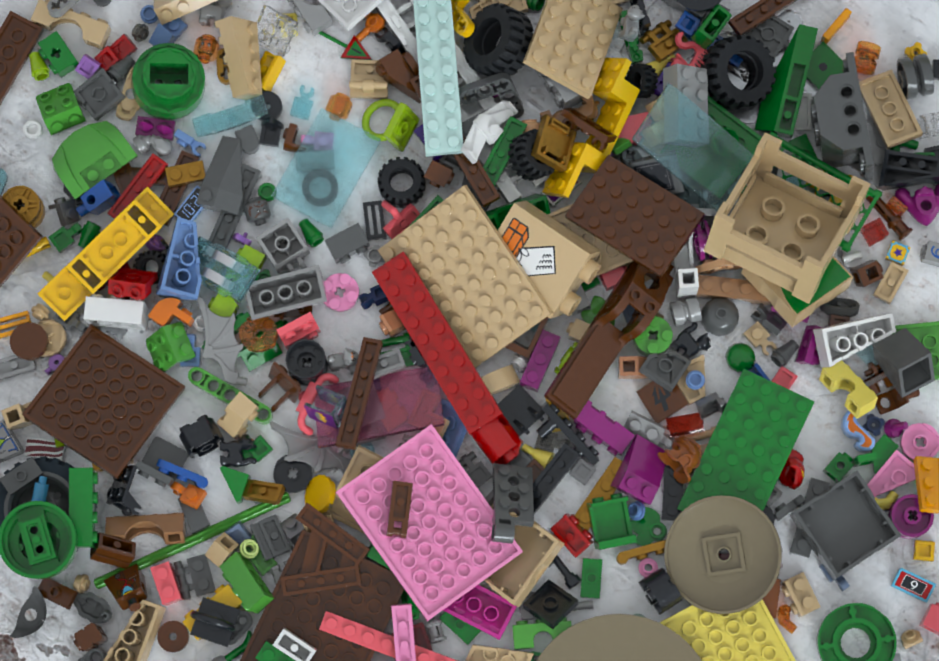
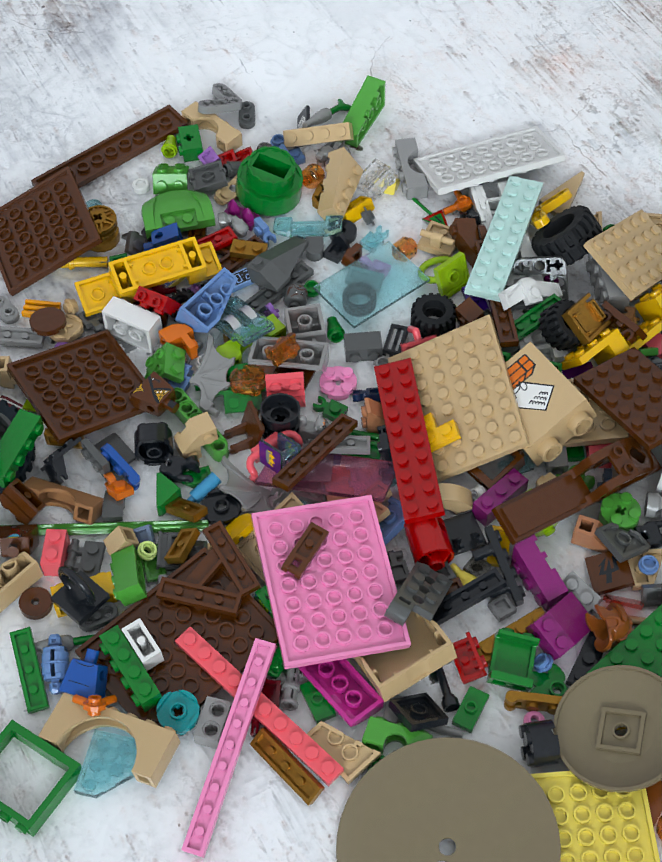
camera: 20 degrees right, 25 degrees down
(181, 390) = (155, 396): none -> reddish brown torso
(268, 462) = (204, 488): none -> dark azure cylinder
(280, 533) = (182, 546): none -> pearl gold plate
(284, 296) = (284, 348): none -> clear orange hips
(285, 79) = (368, 216): none -> dark grey plate
(349, 325) = (330, 410): none -> green plate
(463, 326) = (441, 435): none -> yellow plate

